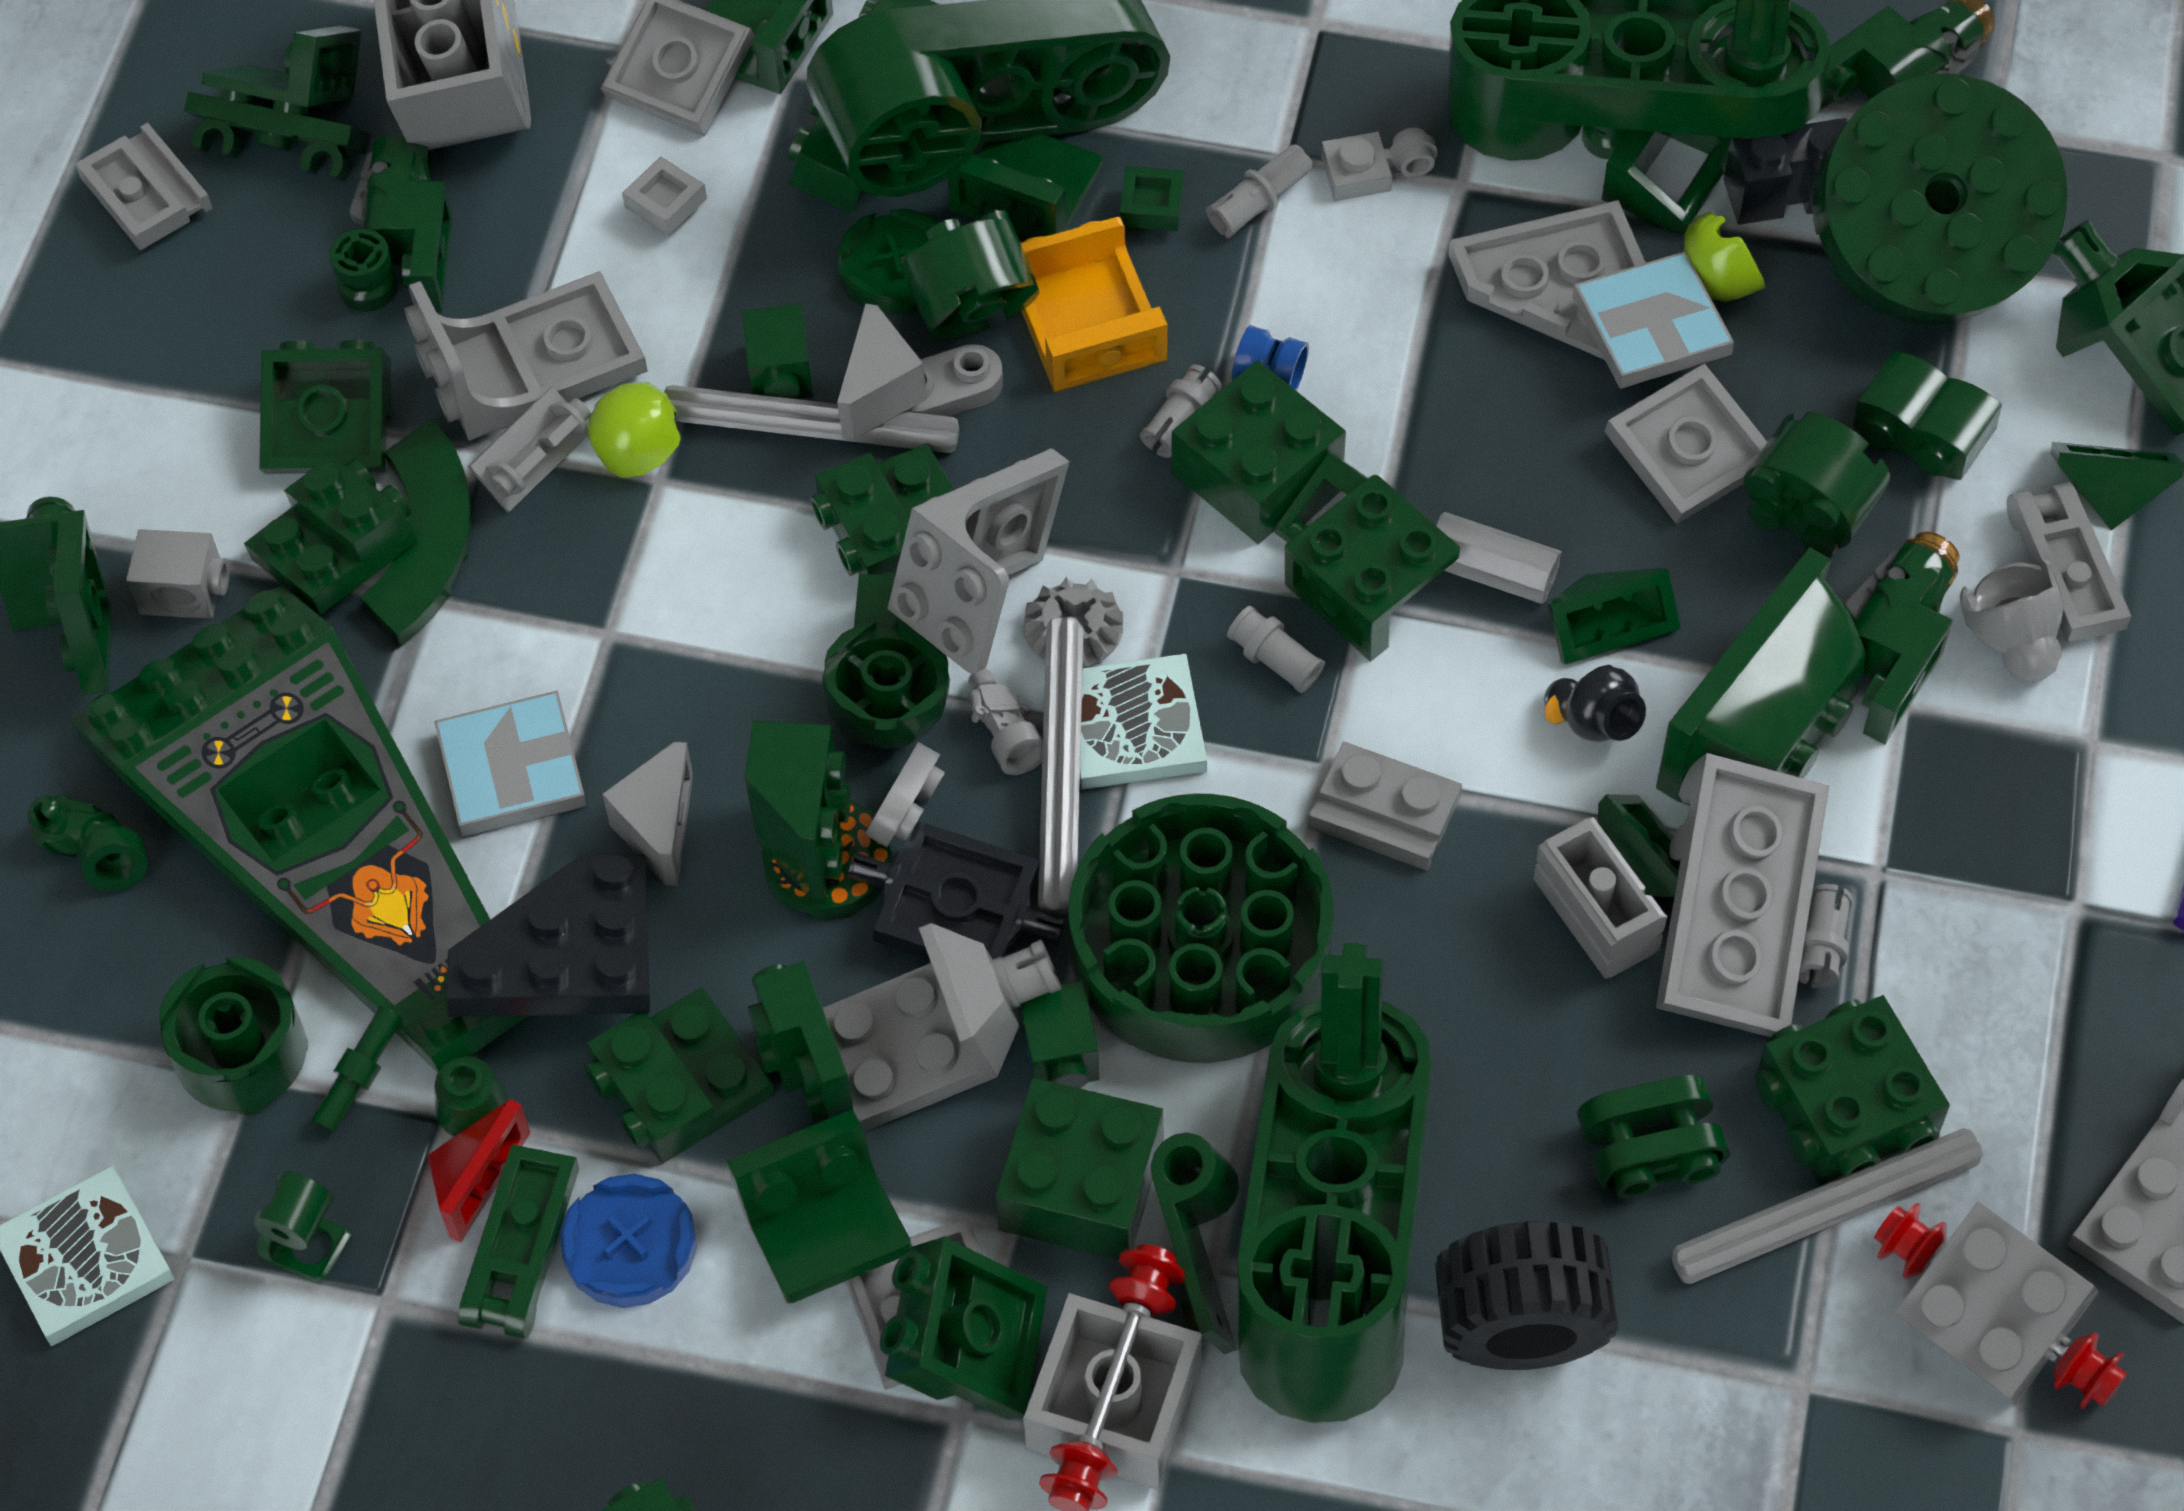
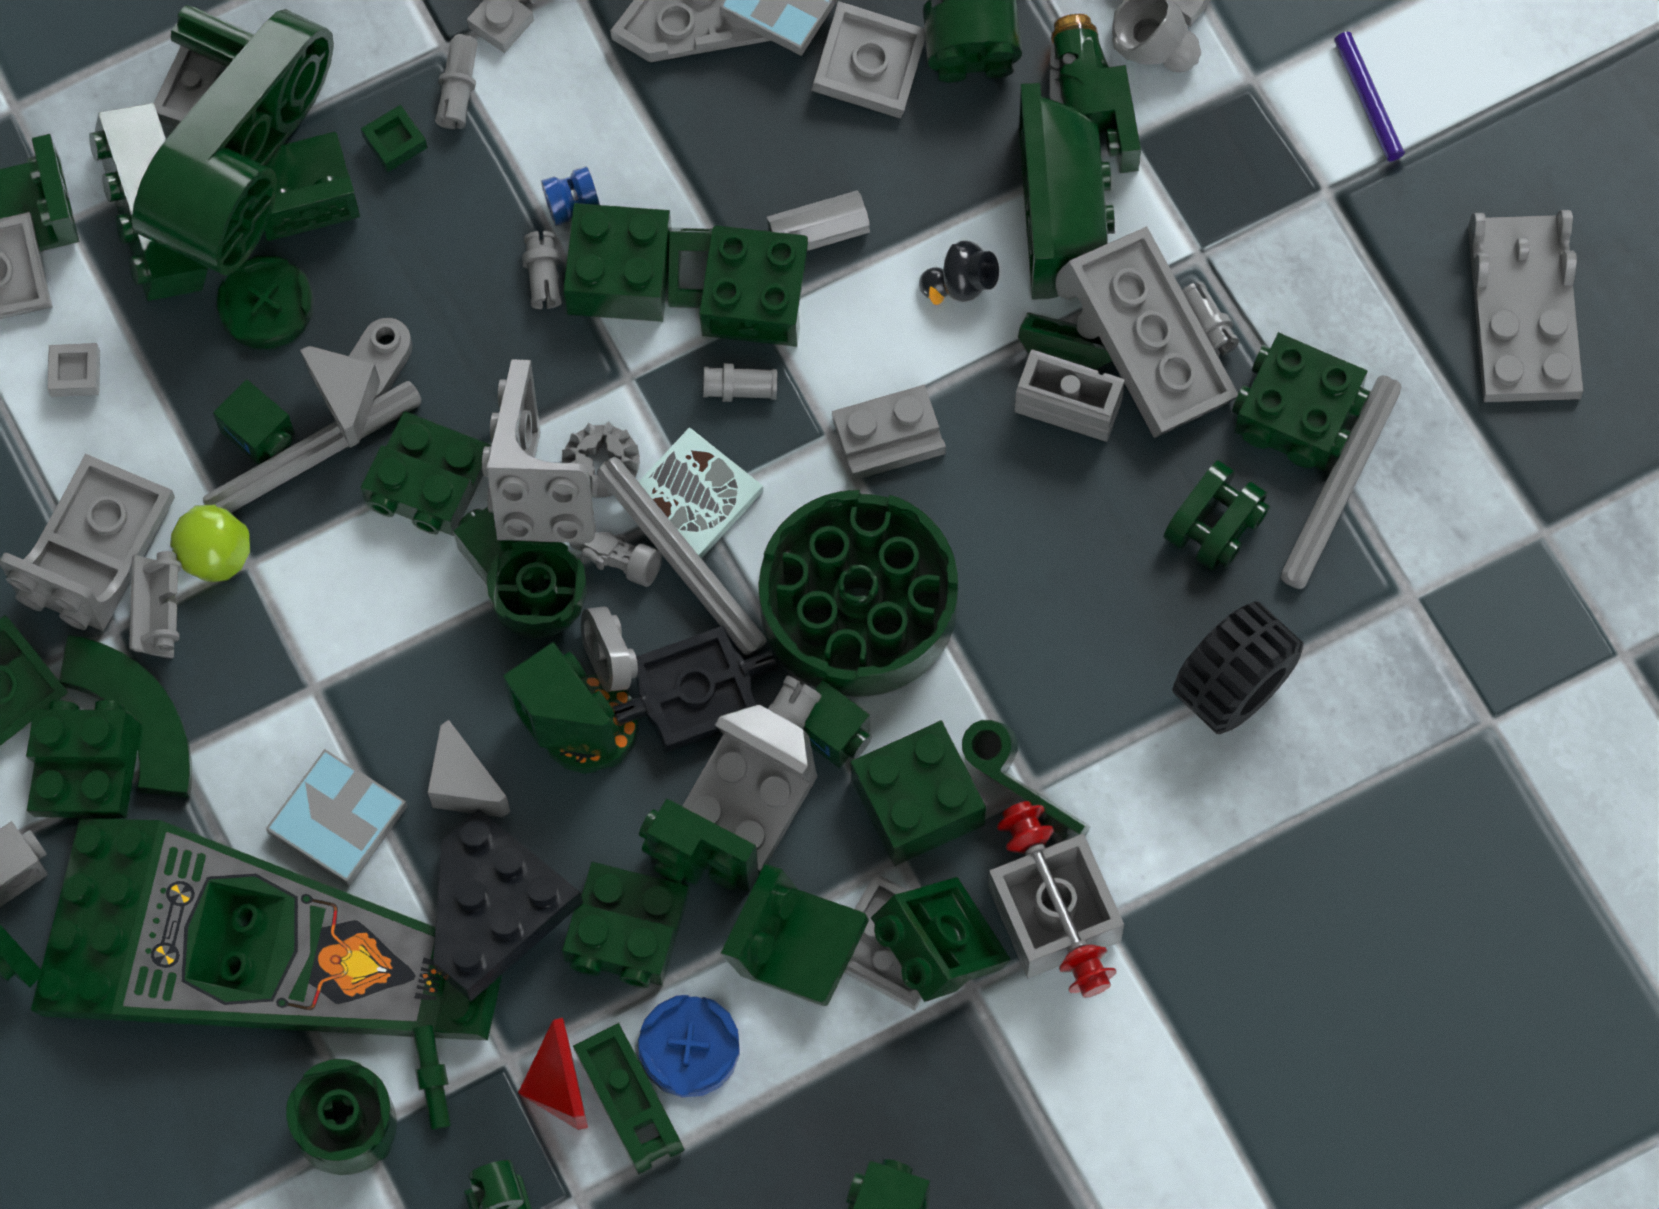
camera: 40 degrees left, 10 degrees up
(109, 853) = (99, 1076): dark green arm -> none
(465, 1093) = (514, 1040): dark green hat -> none
(969, 275) = (339, 280): dark green brick -> none
(1091, 306) = (418, 243): light orange panel -> none
(1349, 1106) = (1050, 633): dark green beam -> none
(1612, 612) = (915, 205): dark green slope -> none
(1998, 1303) = (1484, 467): light grey brick -> none

